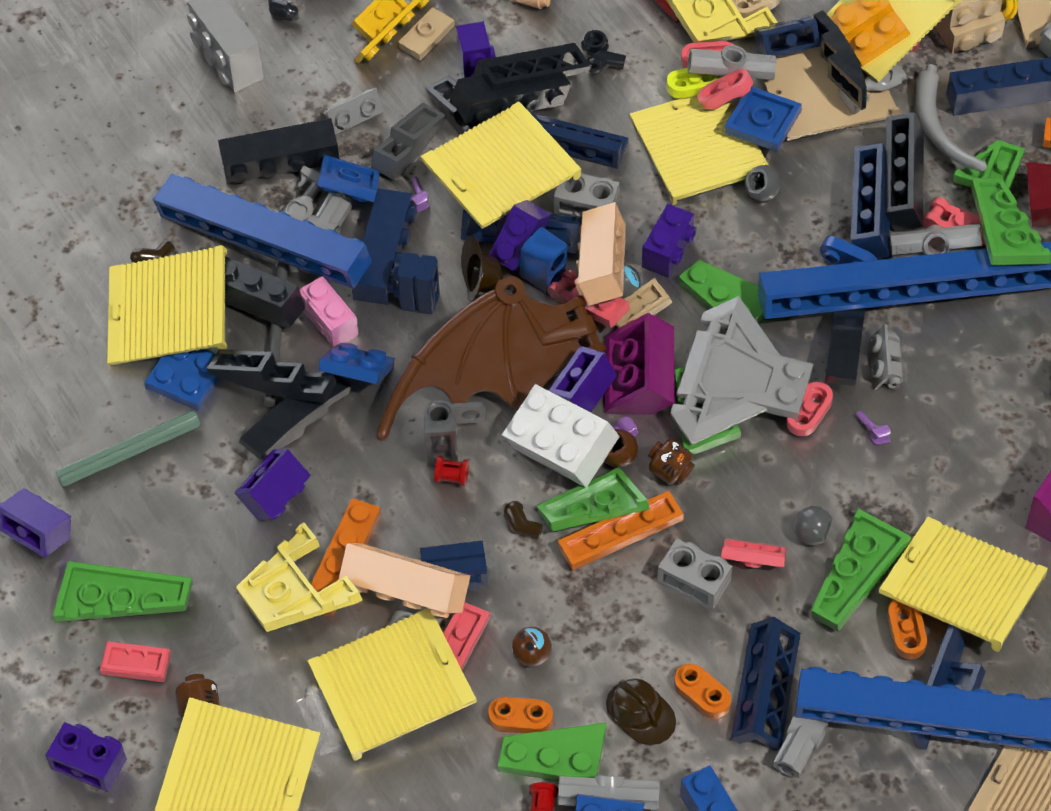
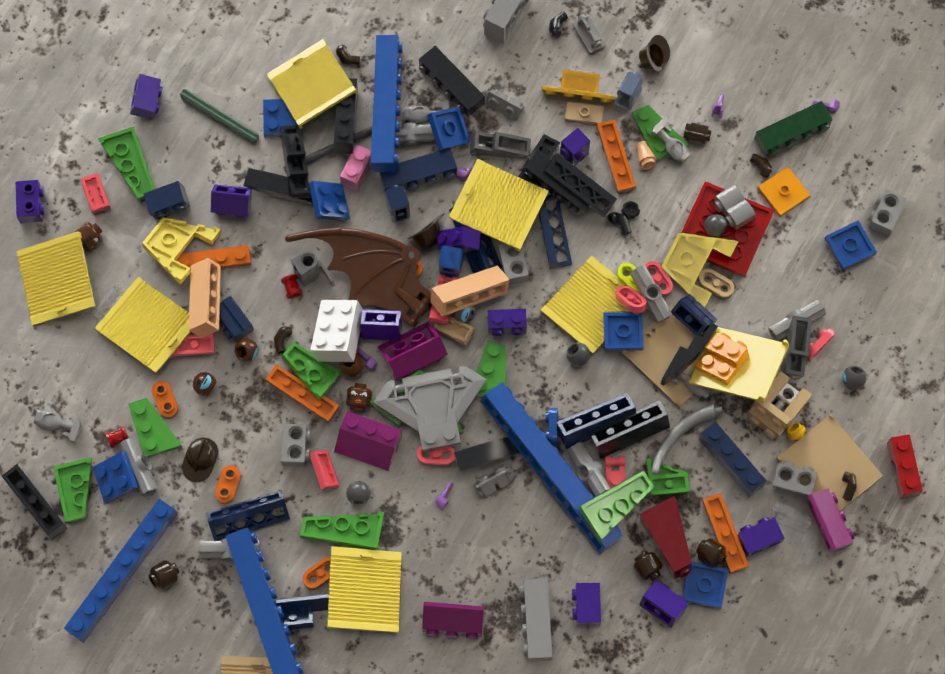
camera: 60 degrees right, 15 degrees up
(215, 567) = (166, 200): none -> dark blue brick
(512, 569) = (246, 349): none -> reddish brown piece
(513, 24) = (616, 156): none -> orange plate
(741, 479) = (368, 441): none -> magenta slope

